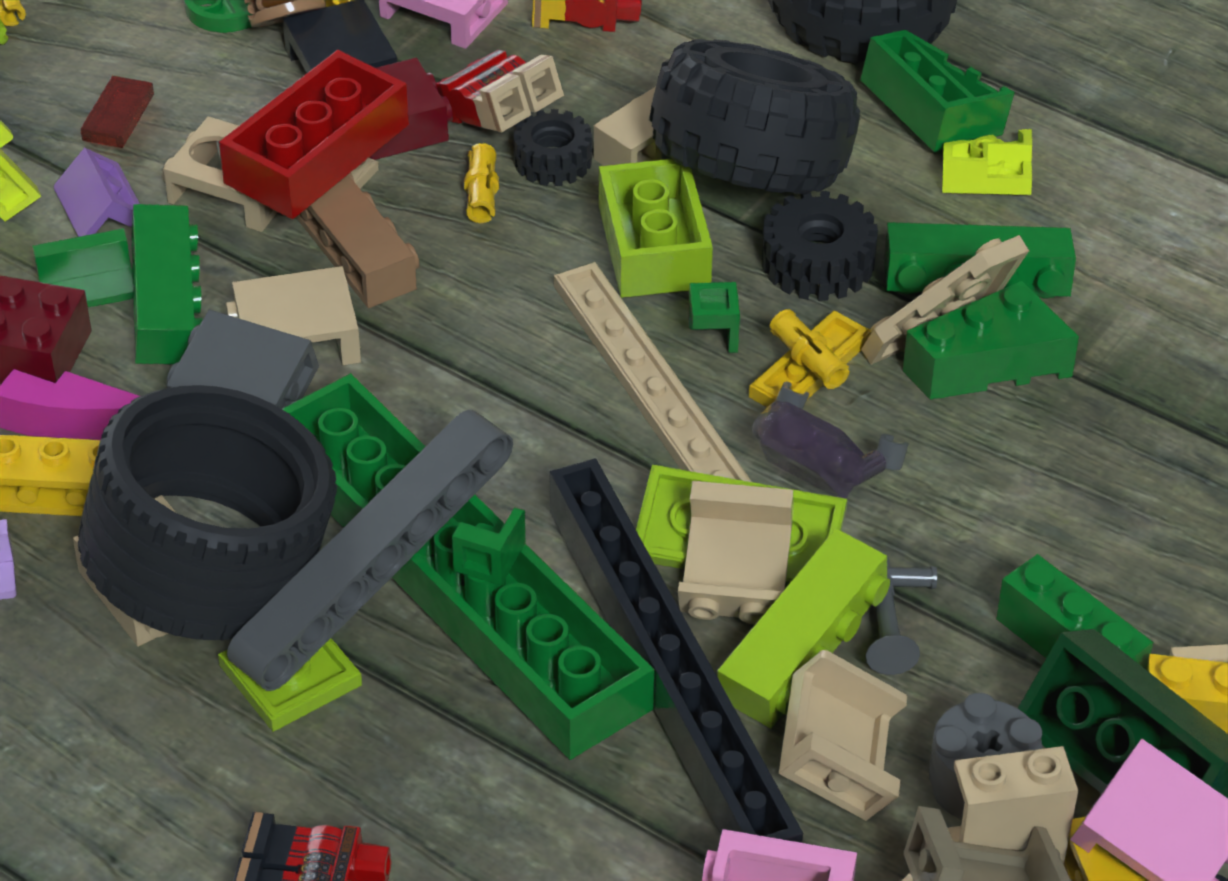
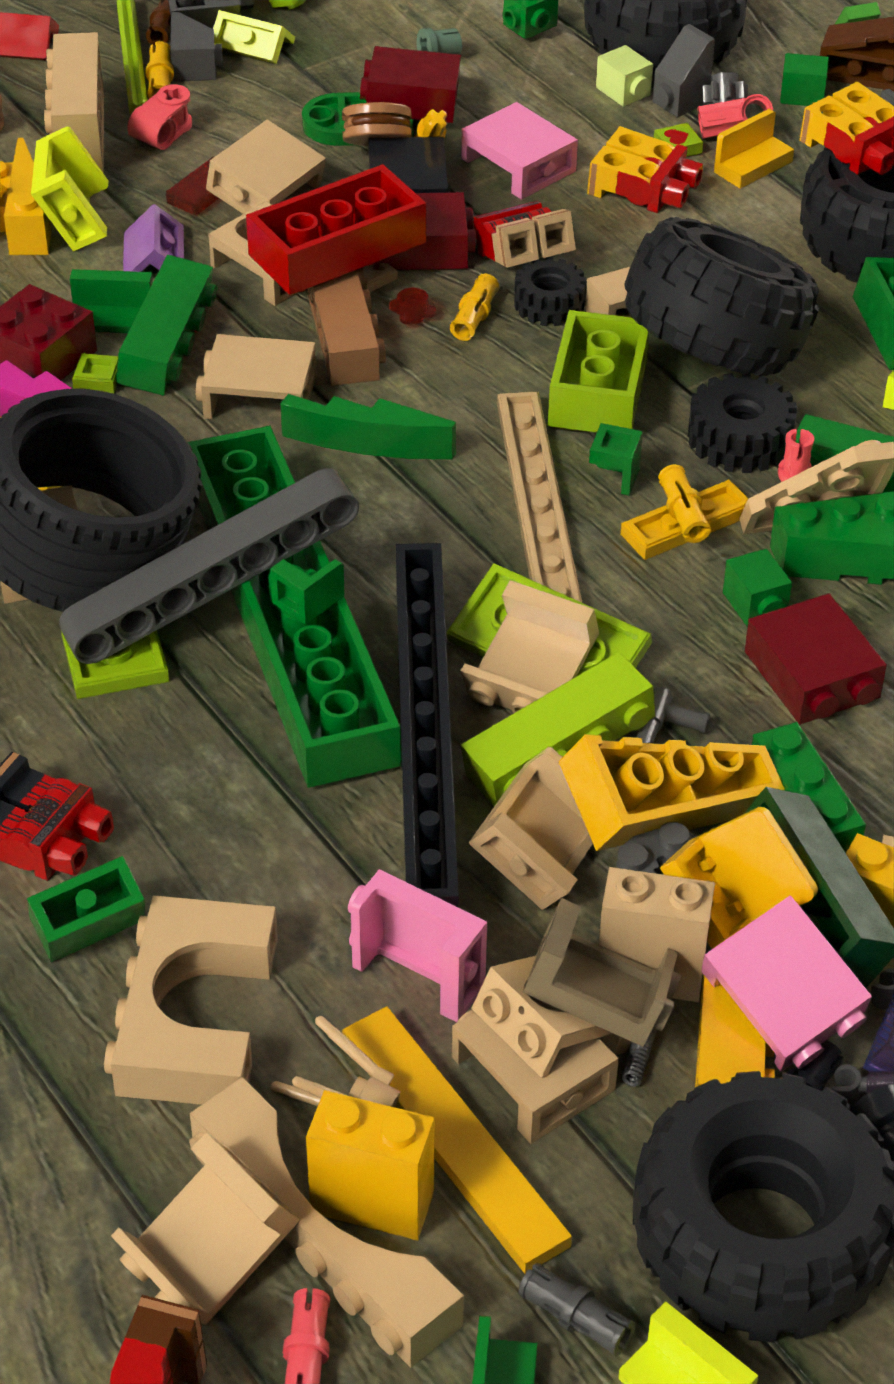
camera: 20 degrees right, 0 degrees up
(33, 42) = (162, 117): none -> coral piece
(109, 357) = (96, 373): none -> lime tile
(183, 80) = (263, 167): none -> tan panel
(246, 359) = (196, 398): dark grey panel -> none
(415, 197) = (412, 306): none -> clear red plate
(431, 351) = (375, 431): none -> green slope
(819, 449) = (646, 589): clear purple torso -> none
(905, 279) = (796, 454): none -> coral pin
(921, 418) = (756, 584): none -> green brick
(936, 662) = (641, 786): none -> yellow wedge
(1011, 481) = (815, 658): none -> dark red brick
(1085, 715) = (750, 868): none -> yellow bracket

